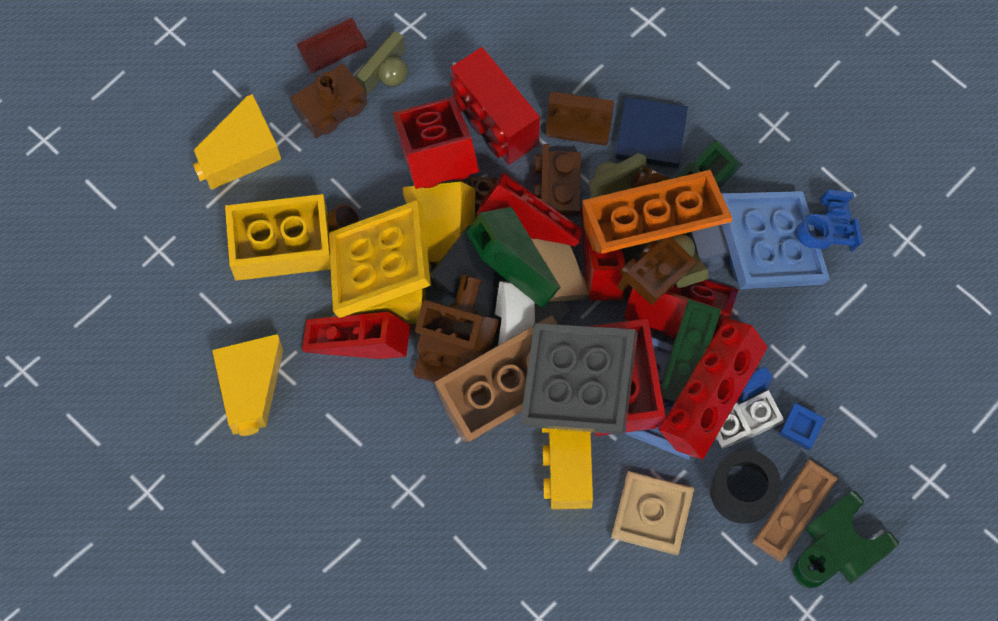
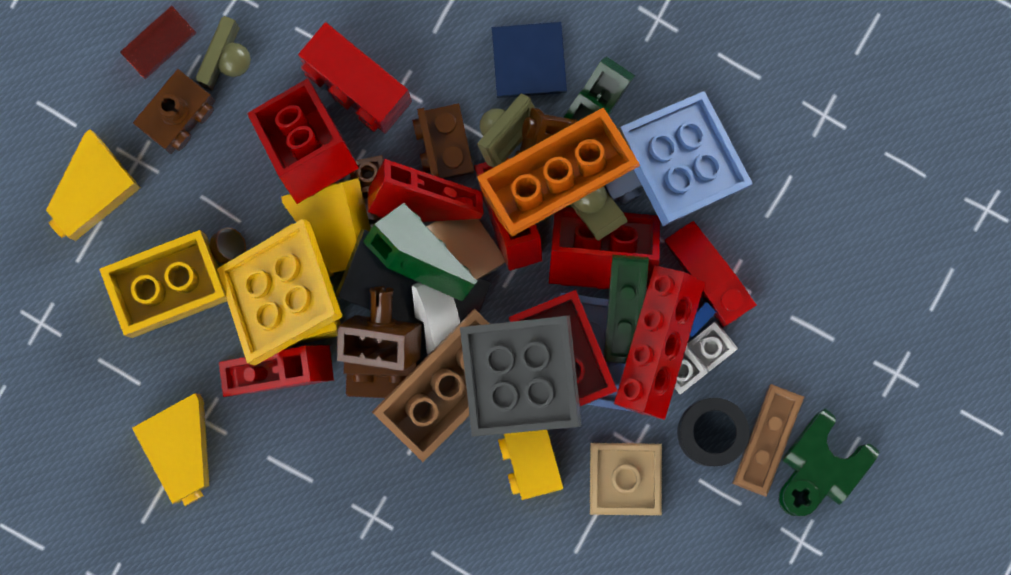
camera: 10 degrees left, 15 degrees up
(579, 118) = (448, 68): reddish brown bracket -> none
(658, 269) = (573, 234): reddish brown bracket -> none
(782, 355) = (701, 259): none -> red slope
(801, 426) = (756, 352): blue plate -> none
(833, 225) = (746, 122): blue piece -> none

